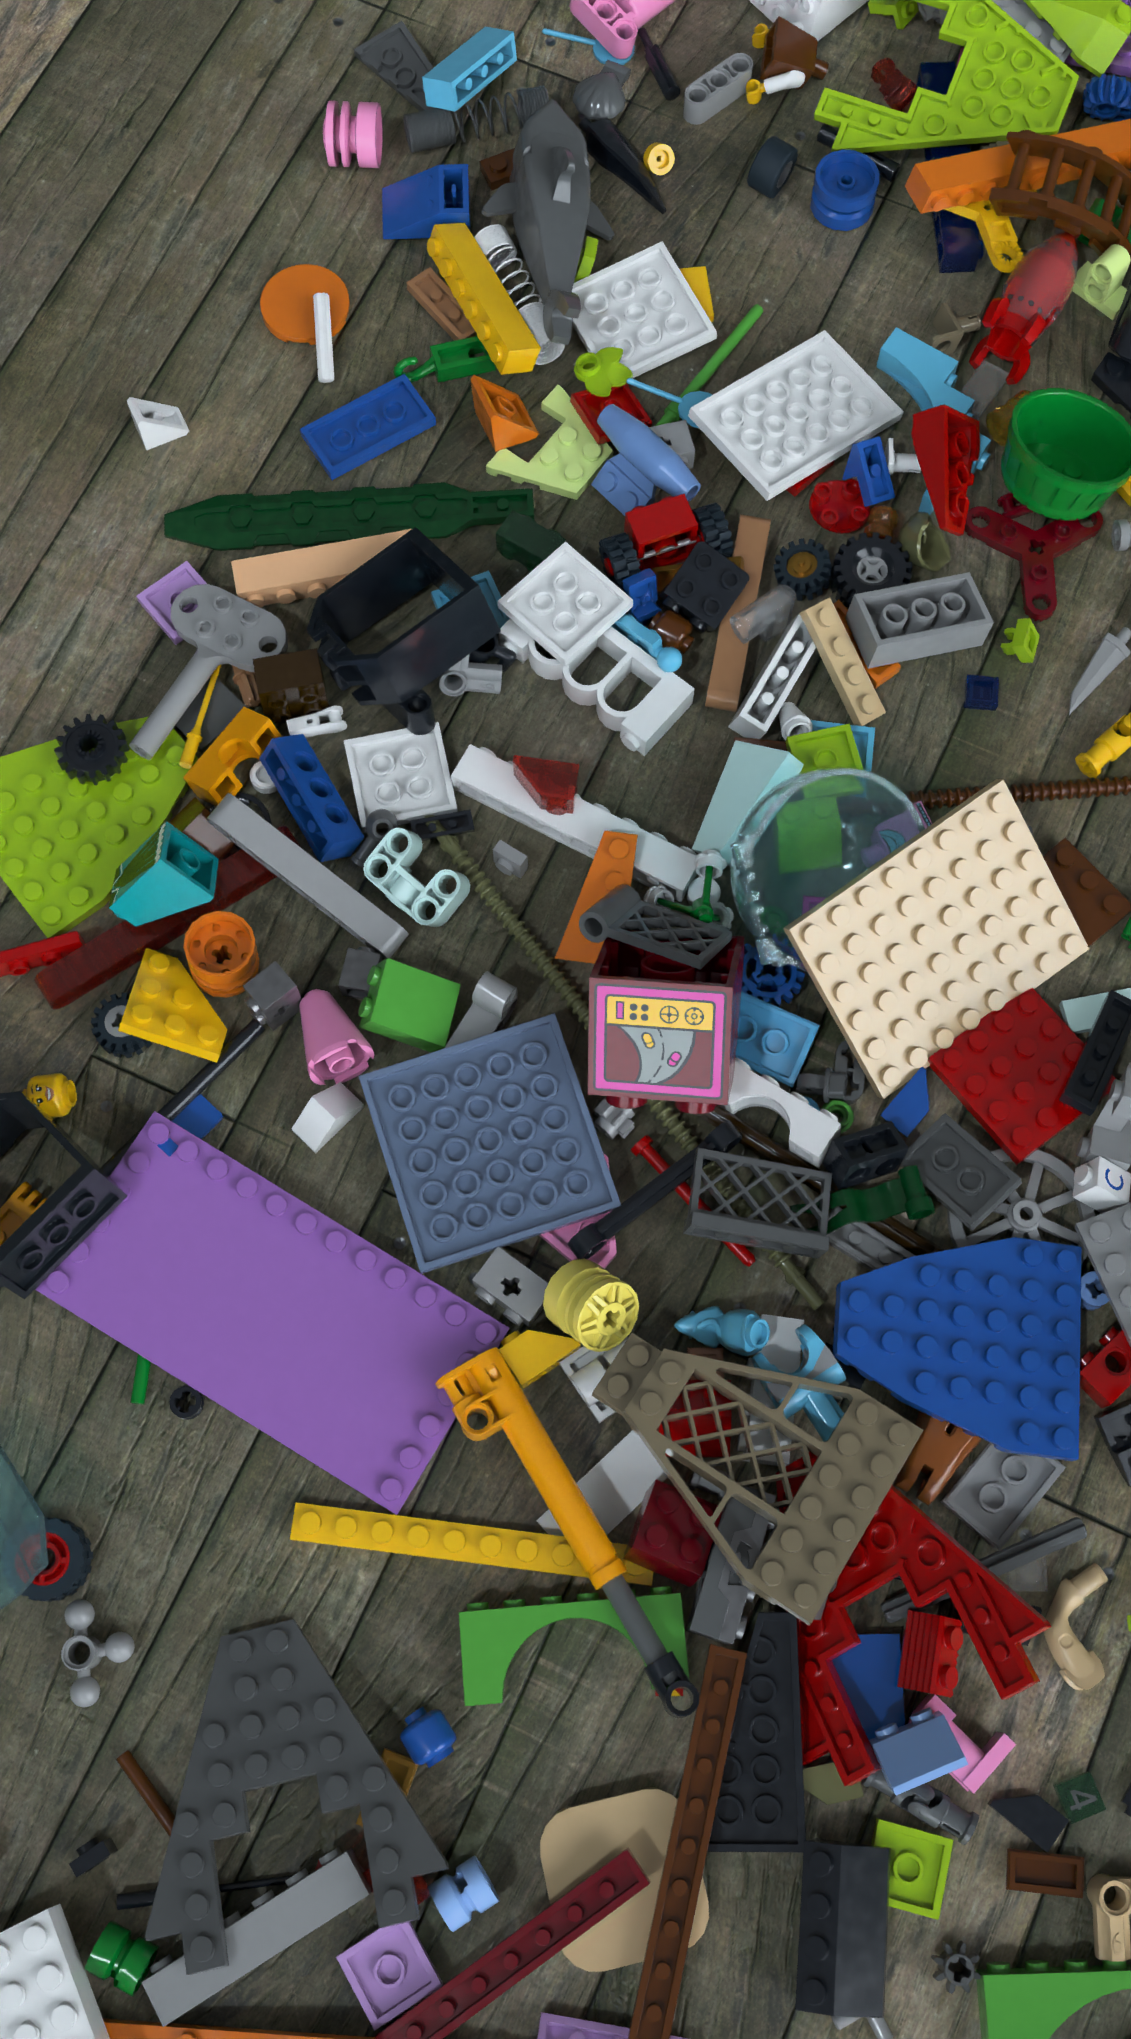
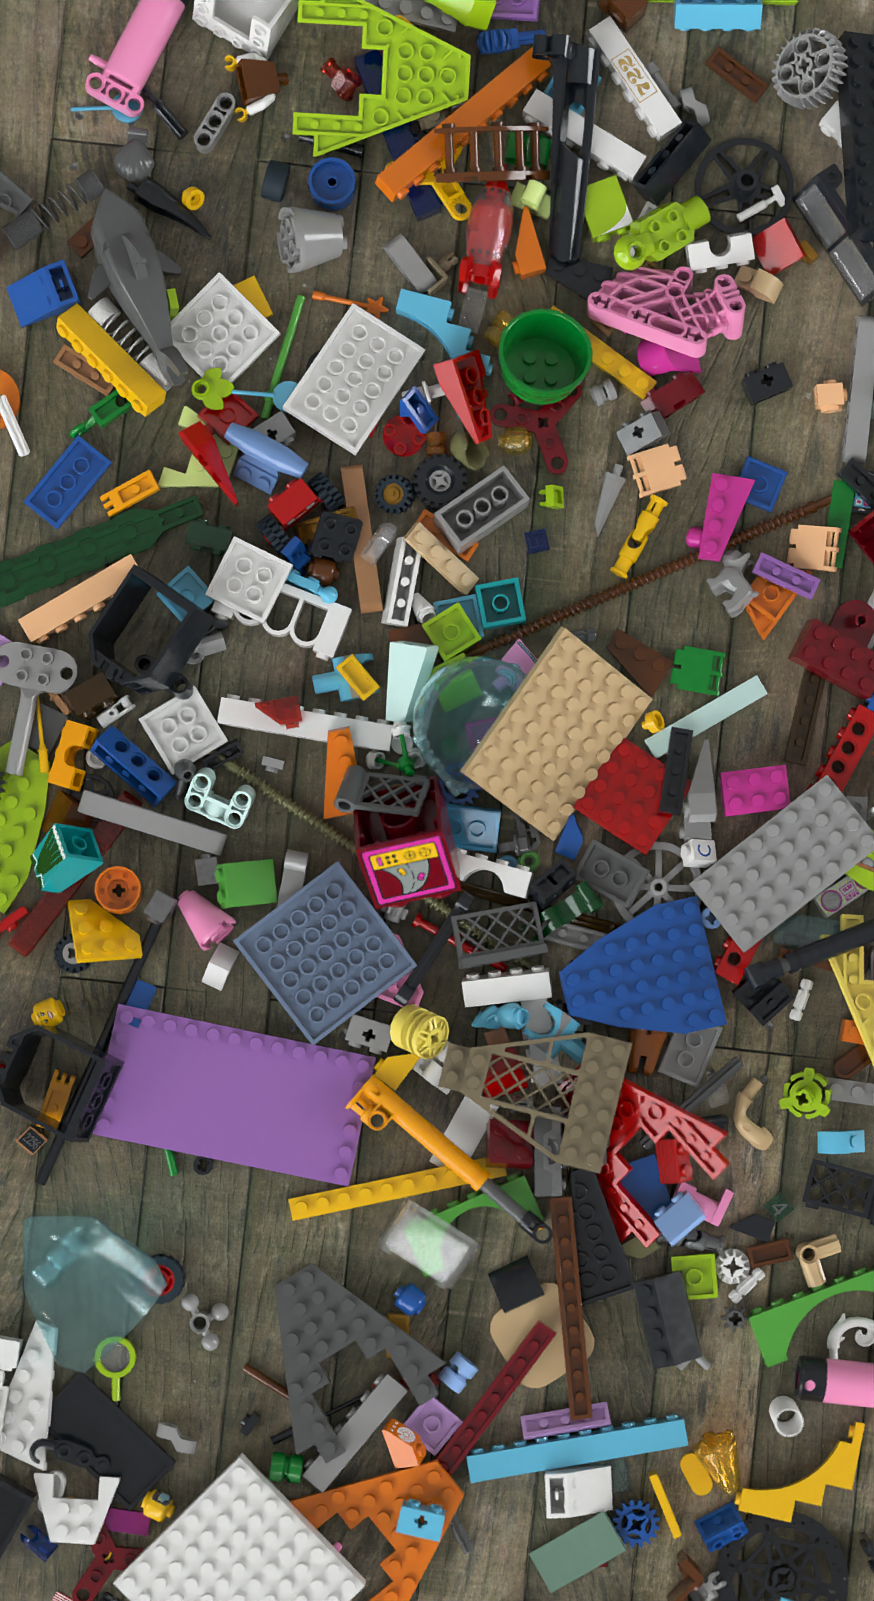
camera: 20 degrees left, 15 degrees up
(329, 1990) = (403, 1444): none -> slope
(445, 462) = (130, 492): none -> light orange hinge
(469, 68) = (35, 174): medium azure brick -> none
(491, 1651) = (428, 1243): none -> clear windscreen
(501, 414) = (157, 444): orange slope -> none
(563, 428) = (202, 445): none -> red wedge
(608, 1774) = (516, 1284): none -> black slope
(653, 780) = (335, 681): none -> medium azure connector
(672, 778) = (357, 677): none -> yellow tile
(747, 1286) = (507, 986): none -> white brick
(795, 233) = (309, 237): none -> light grey cone
(854, 349) = (372, 308): none -> orange piece
(908, 748) = (500, 603): none -> teal brick
(914, 306) = (410, 264): none -> light grey beam
(991, 1916) = (746, 1285): none -> white axle
(992, 555) = (515, 440): none -> clear yellow head
(992, 1865) = (740, 1260): none -> white gear
(1079, 344) = (528, 254): none -> orange slope
(1082, 979) = (653, 722): none -> yellow tile

